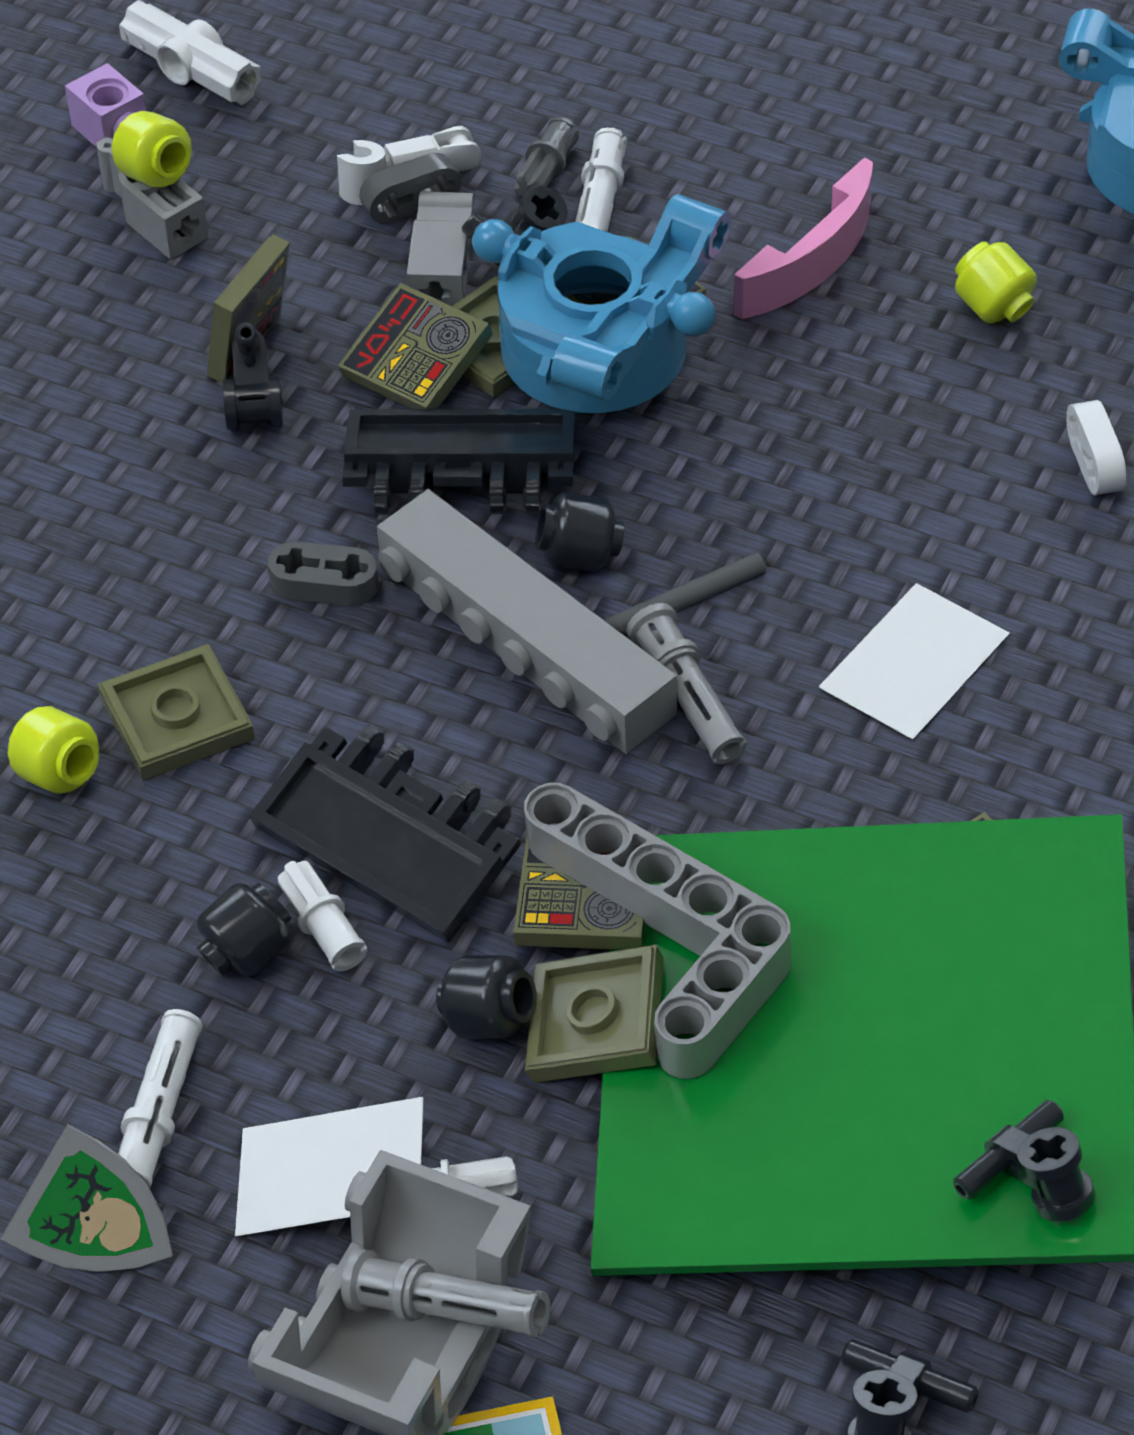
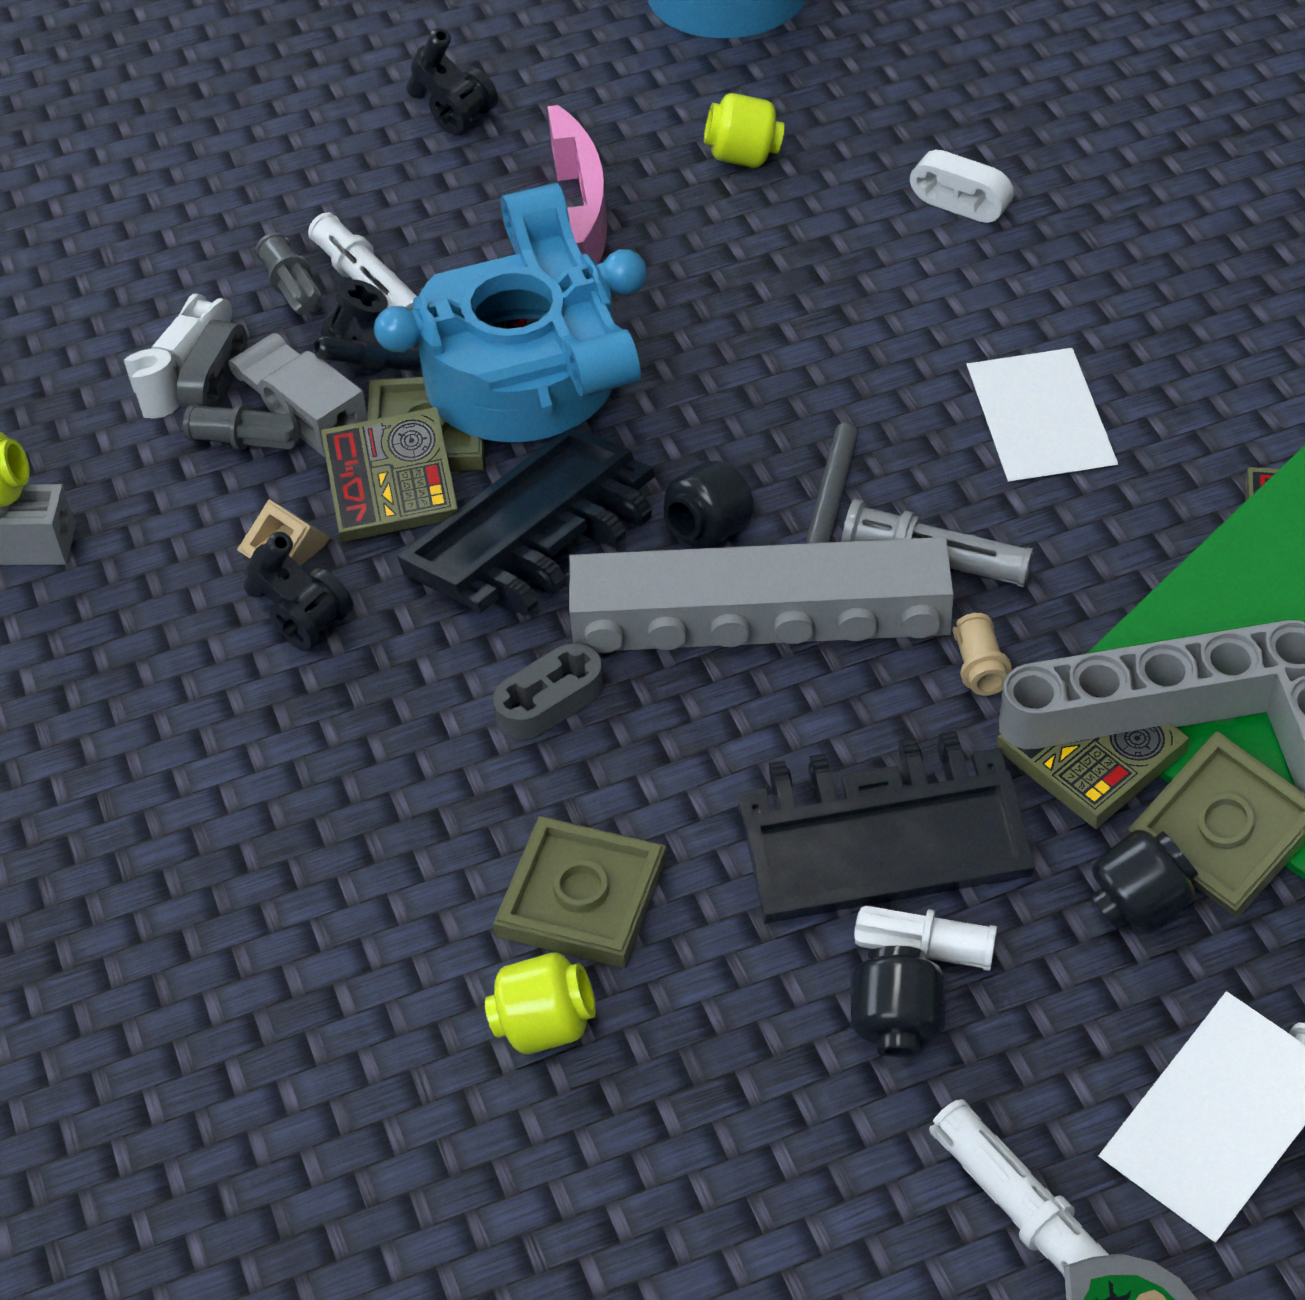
camera: 45 degrees left, 0 degrees up
(250, 297) = (225, 536): olive tile -> none
(307, 344) = (275, 518): none -> tan slope
(373, 244) = (241, 426): none -> dark grey axle
(614, 775) = (983, 664): none -> tan pin
(833, 103) = (449, 86): none -> black piece

